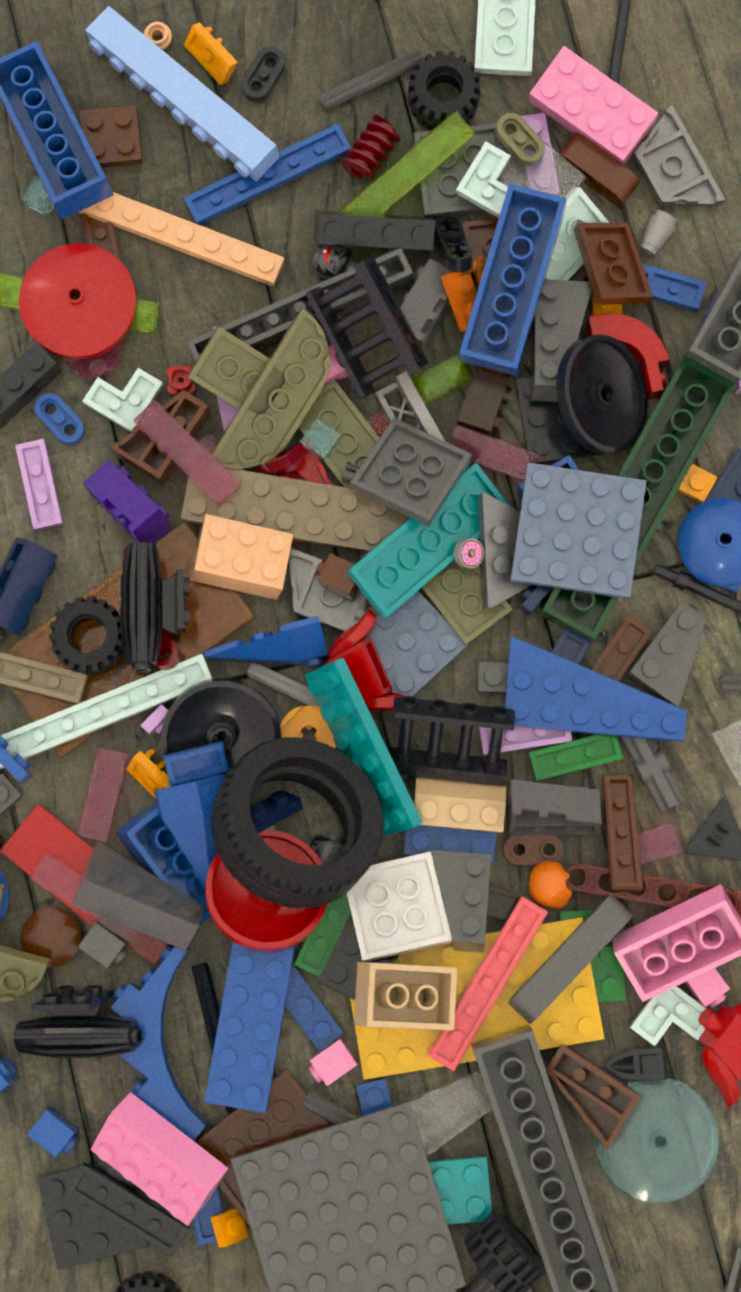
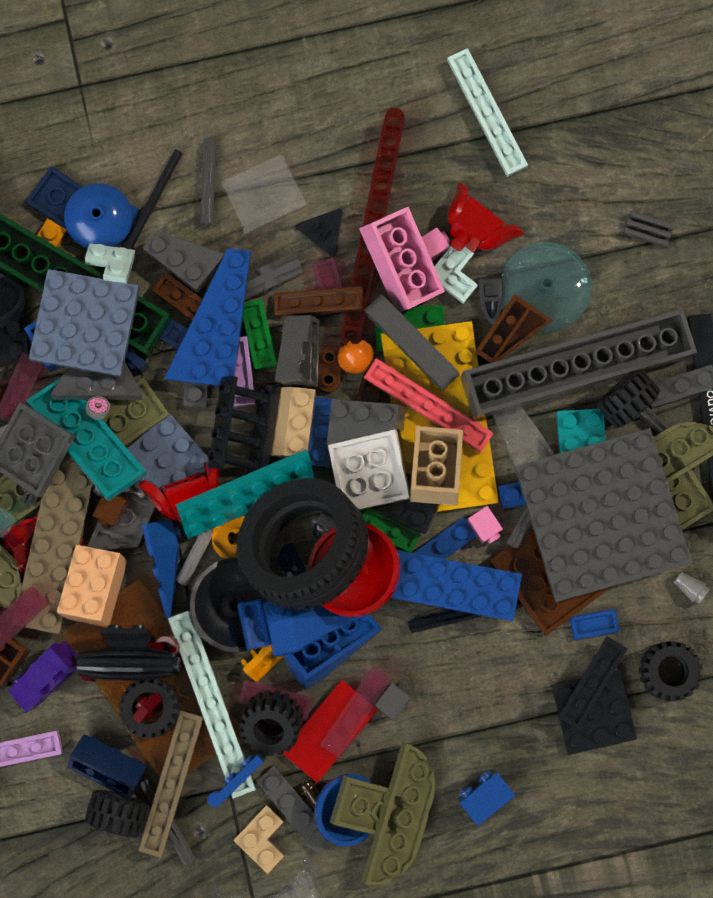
camera: 85 degrees left, 0 degrees up
(52, 935) = (383, 742): reddish brown dish -> none
(54, 789) = (266, 737): none -> black tyre
(54, 1133) = (535, 740): blue brick -> none
(76, 1026) = (454, 721): black plate -> none
(87, 631) = (146, 707): none -> dark red plate
(136, 898) = (357, 672): dark grey wedge -> none
(147, 1008) = (507, 659): blue arch -> none
(148, 947) = (391, 664): clear red plate -> none
(155, 721) = (219, 656): lavender plate -> none
(158, 1158) = (554, 657): bright pink brick -> none
(229, 1227) = (606, 606): light orange plate -> none
(664, 566) = (116, 260): none -> light aqua plate

